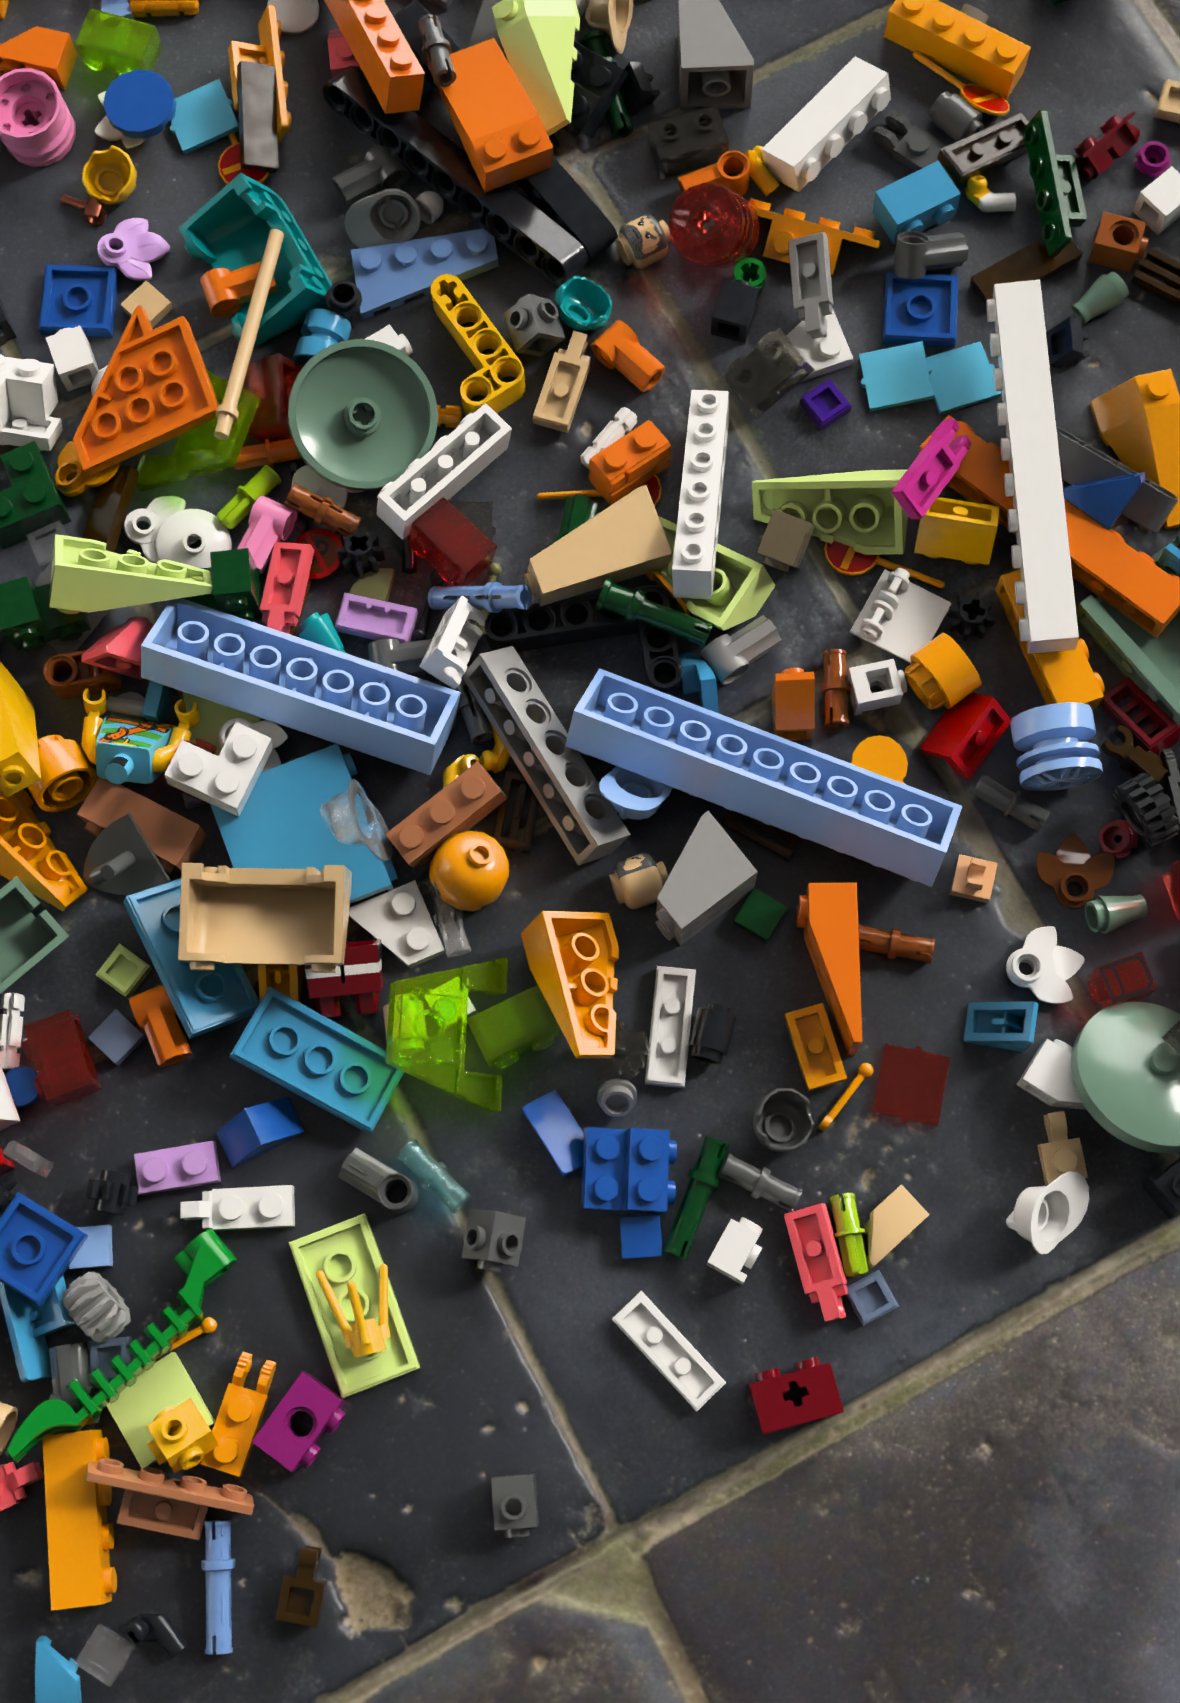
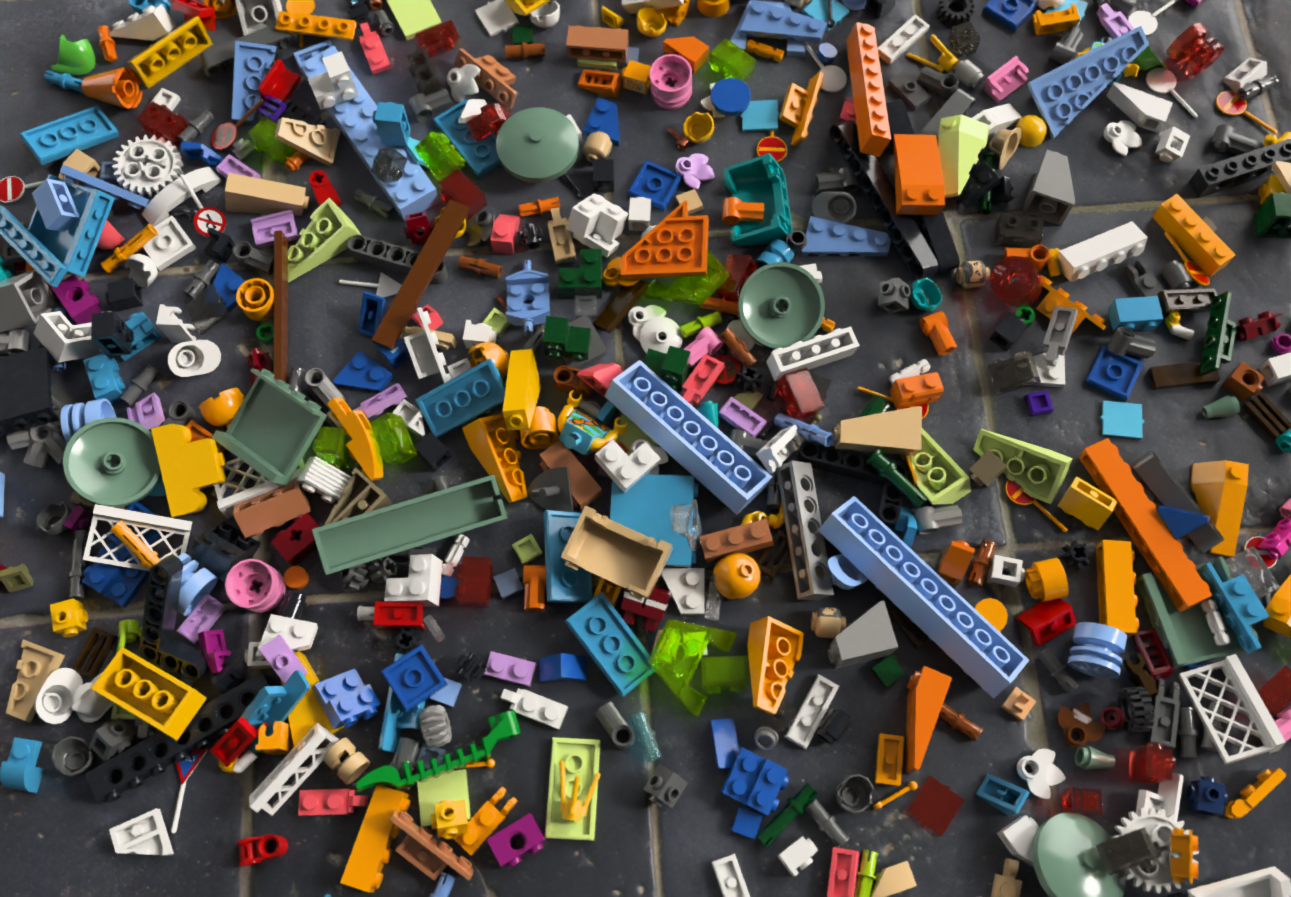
camera: 20 degrees right, 5 degrees down
(95, 579) = (605, 336): yellowish green wedge -> none
(227, 411) = (710, 275): tan bar -> none
(257, 117) = (790, 127): tile -> none
(430, 206) = (863, 209): white hinge -> none
(436, 50) = (902, 129): dark grey pin -> none
(475, 340) = (858, 290): yellow beam -> none
(563, 385) = (896, 334): tan hinge -> none
(701, 495) = (949, 425): white brick -> none
(896, 376) = (1085, 404): medium azure piece -> none
(900, 615) = (1035, 537): white hinge -> none
(931, 470) = (1087, 464): dark pink hinge -> none
(1034, 468) = (1146, 489): white brick -> none
(1066, 343) = (1191, 425): black tile -> none

